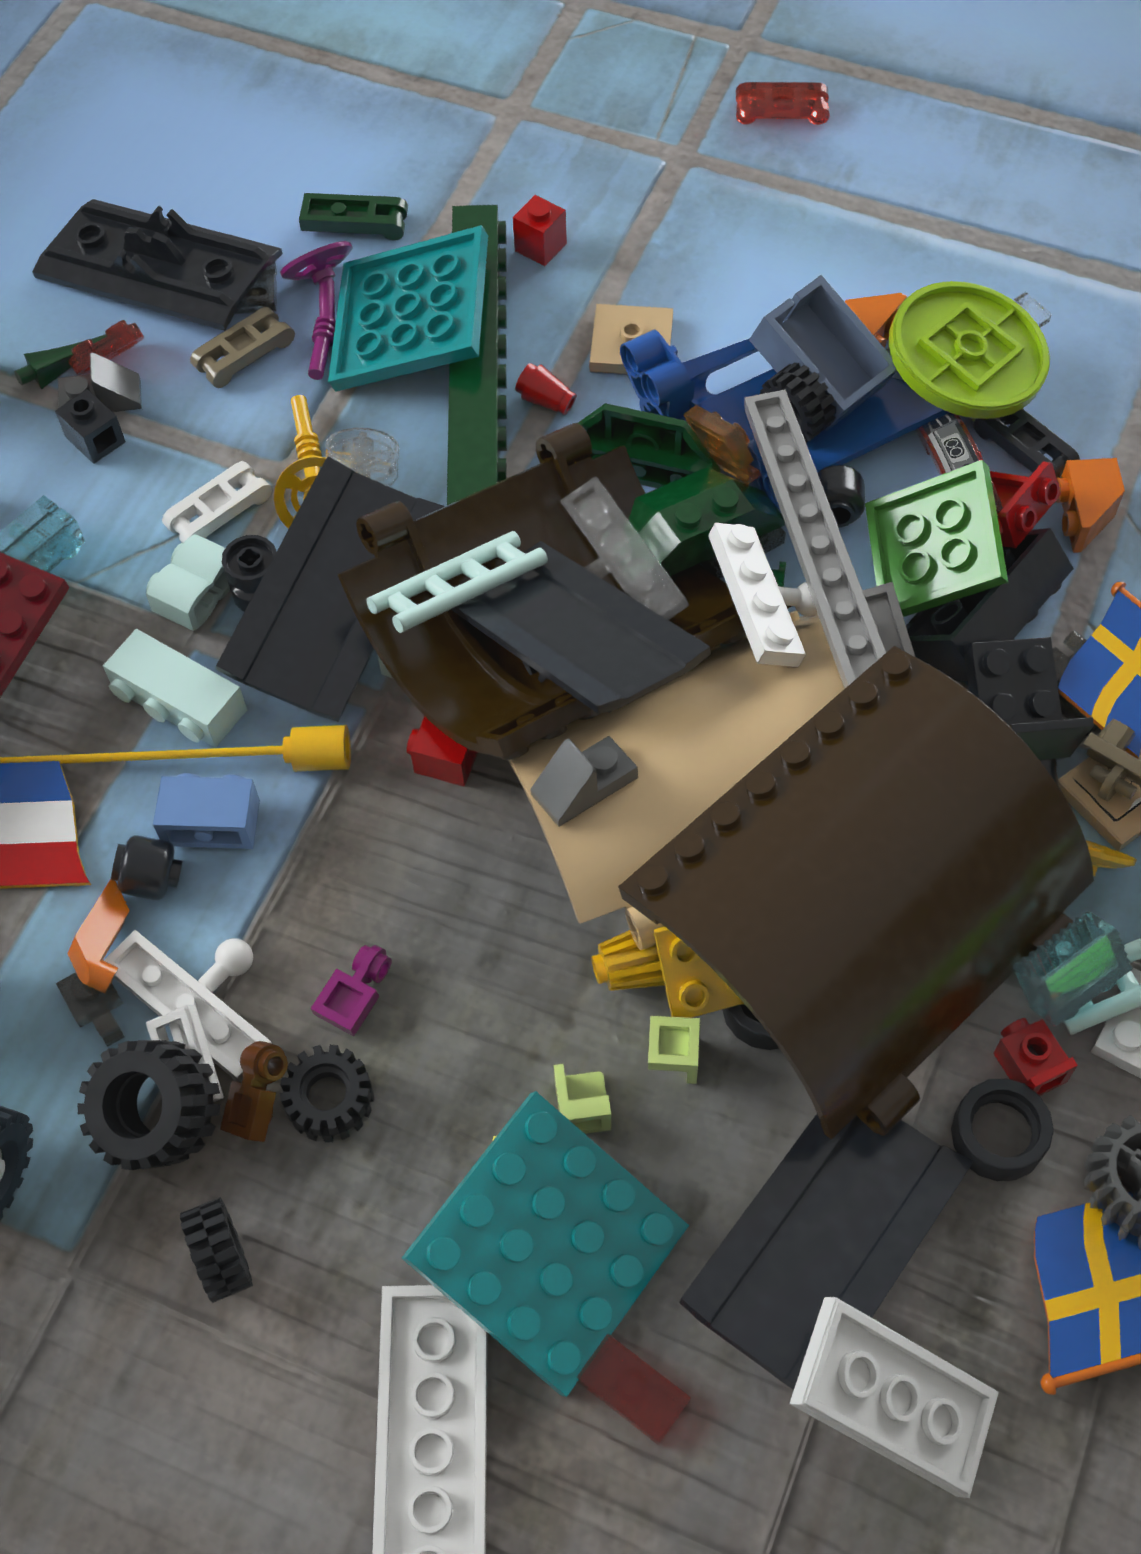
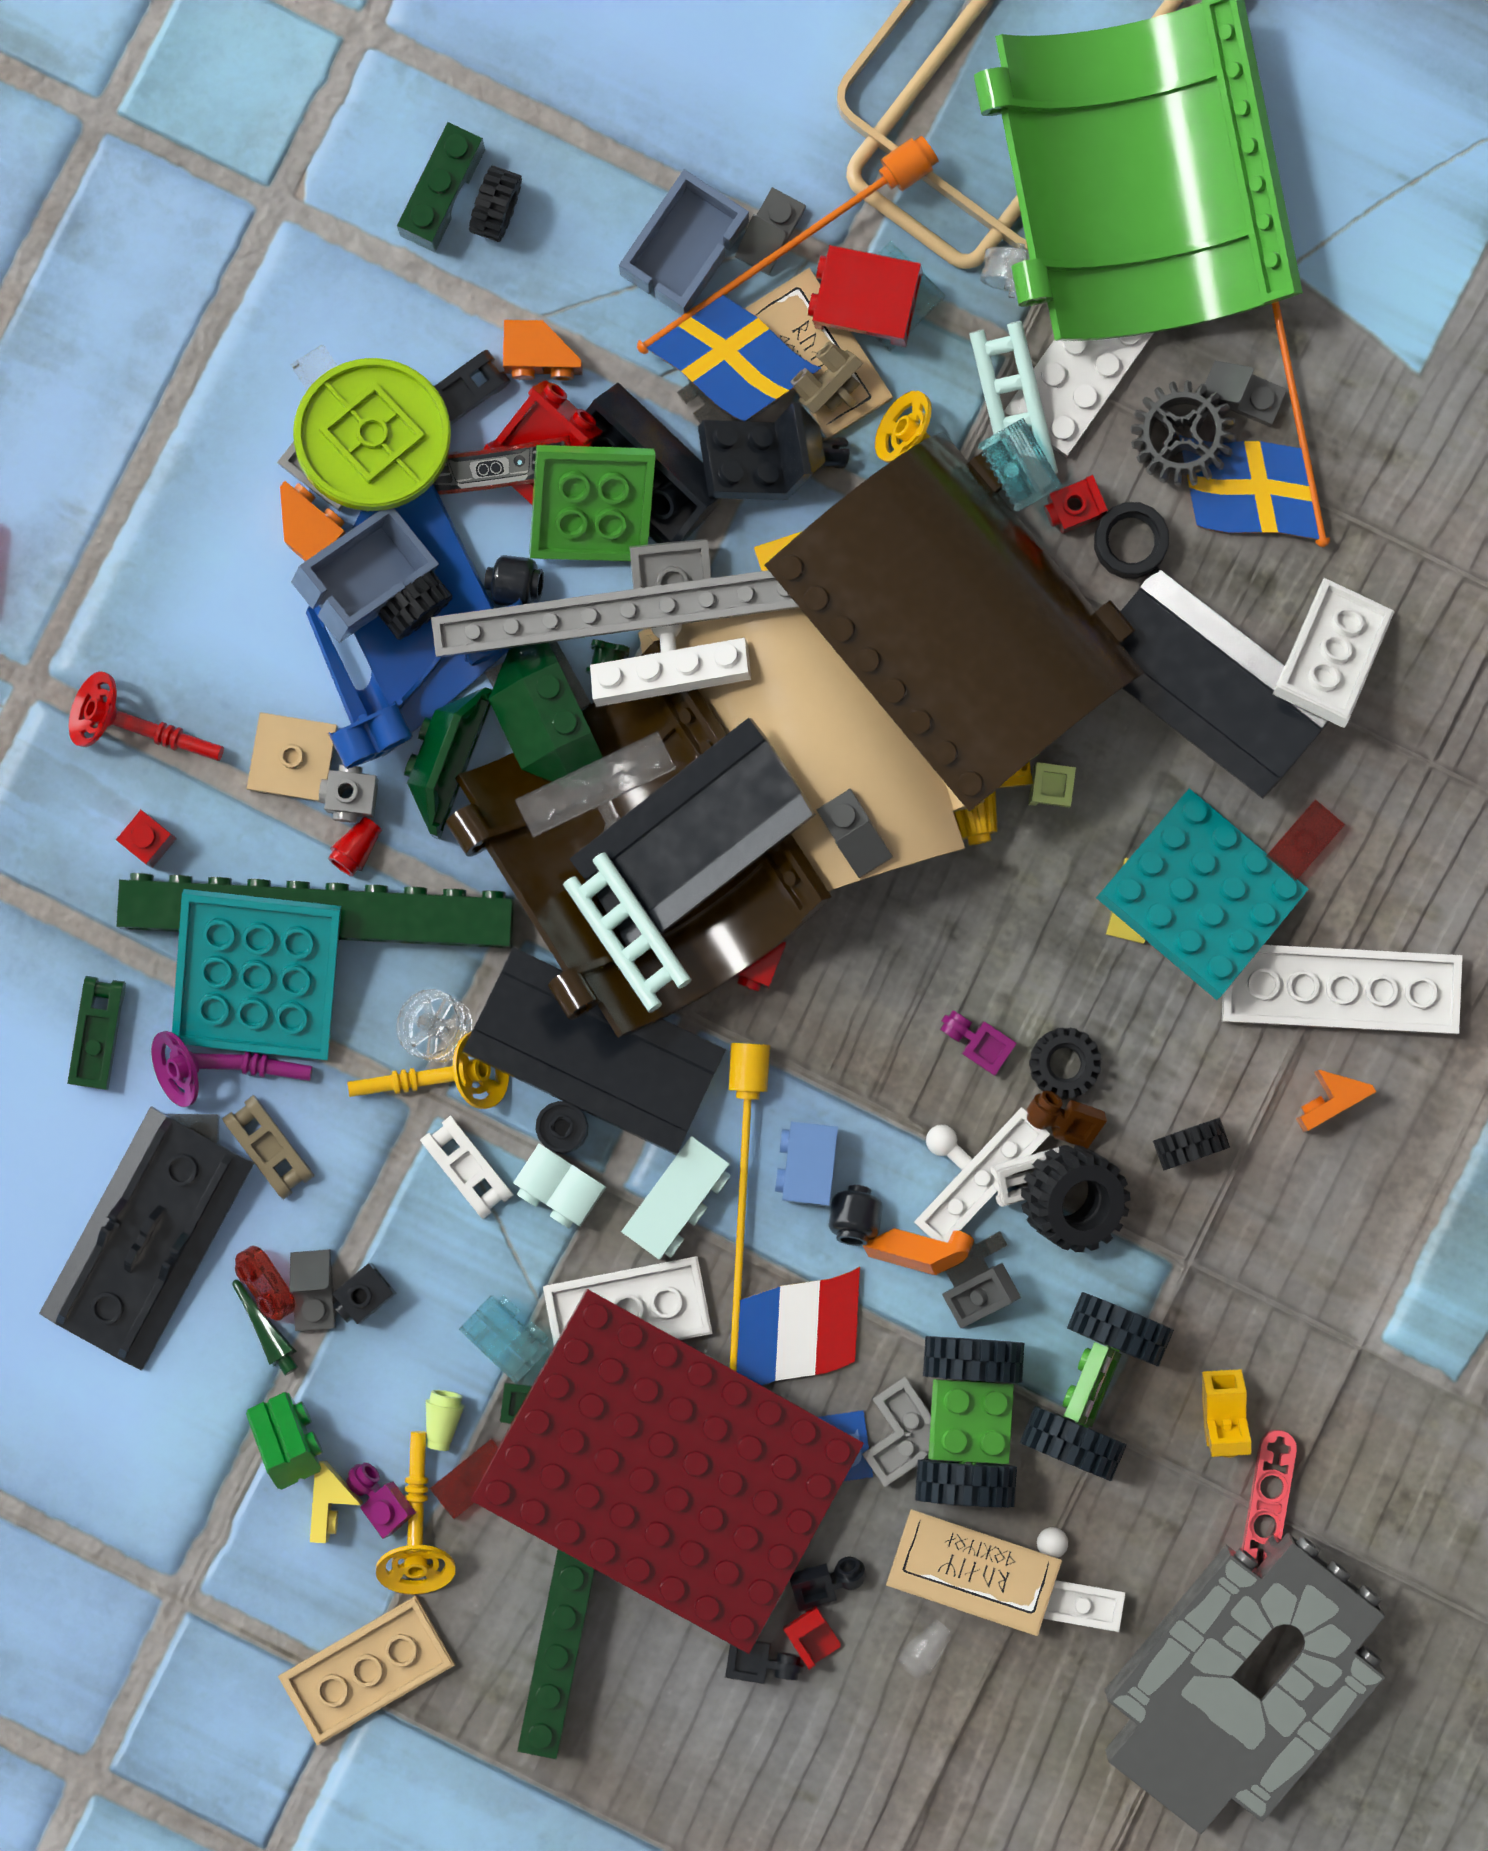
camera: 85 degrees left, 25 degrees up
(44, 1018) = (981, 1295): none -> dark grey slope
(63, 676) = (662, 1294): none -> white tile
(285, 1459) = (1342, 1094): none -> orange slope
(583, 1100) = (1084, 862): yellowish green panel -> none
(596, 375) = (362, 801): none -> light grey brick
(657, 187) = (106, 714): none -> red dish
(724, 442) = (472, 676): clear orange plate -> none

